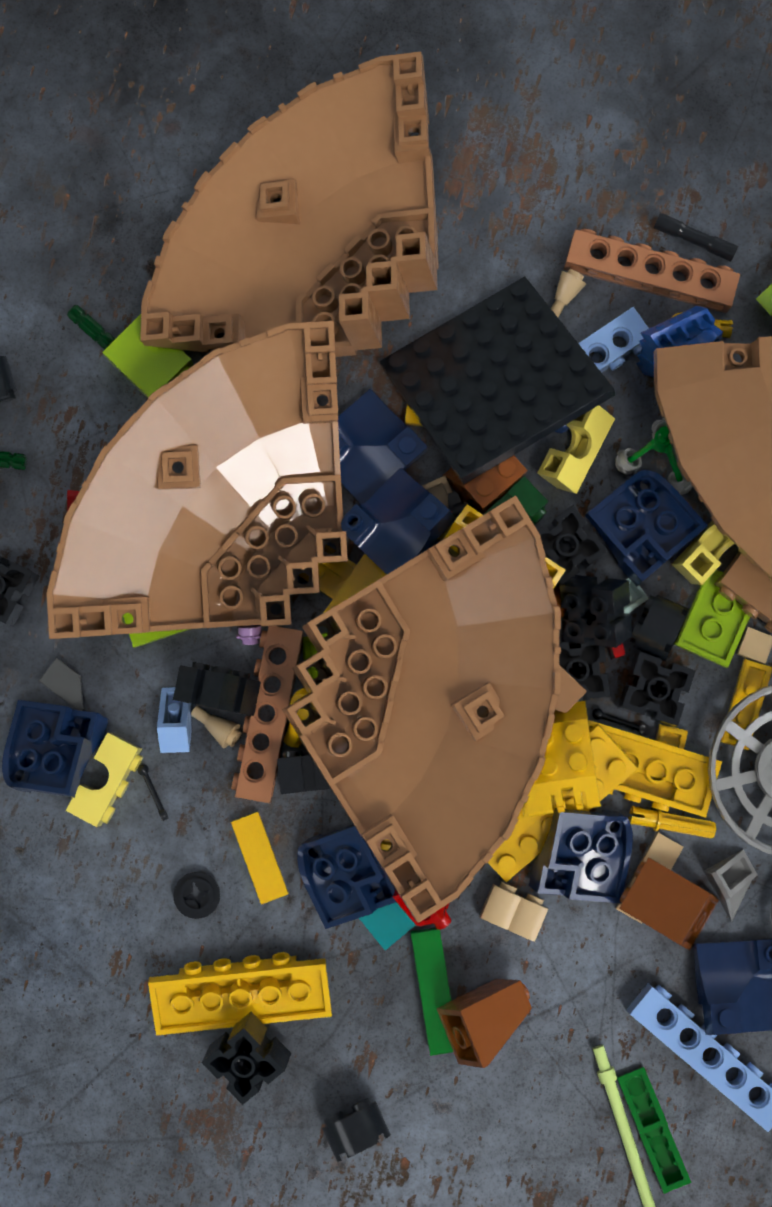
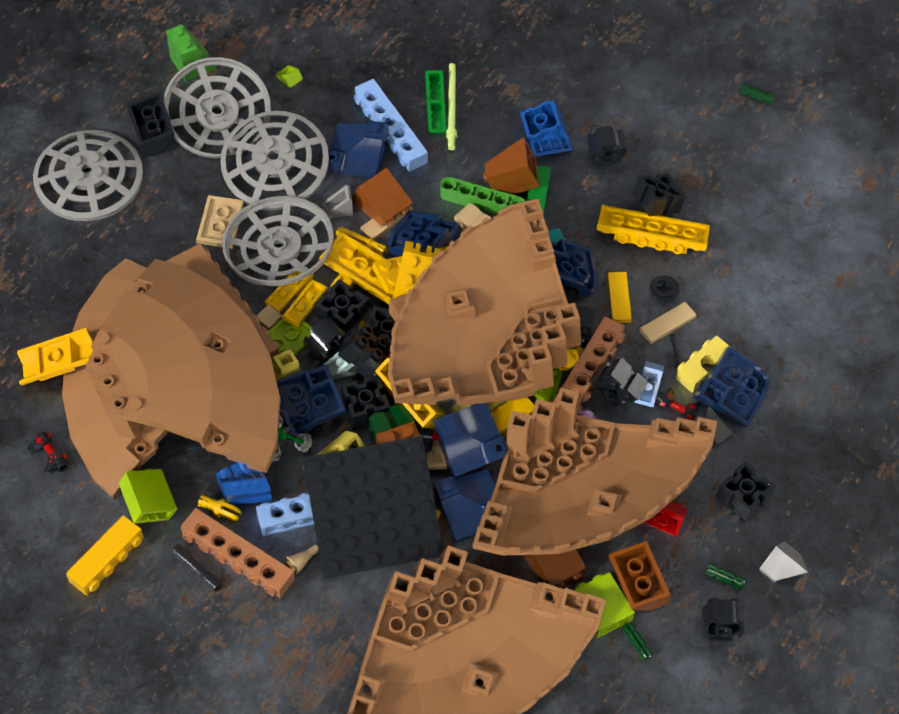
camera: 165 degrees left, 25 degrees down
(102, 397) = (640, 577): none -> dark orange slope
(143, 702) = (667, 400): none -> black piece
(176, 837) = (667, 323): none -> tan tile
(462, 1135) = (546, 129): none -> blue slope
(530, 969) = (479, 196): none -> bright green beam
(713, 684) = (304, 303): none -> yellow tile

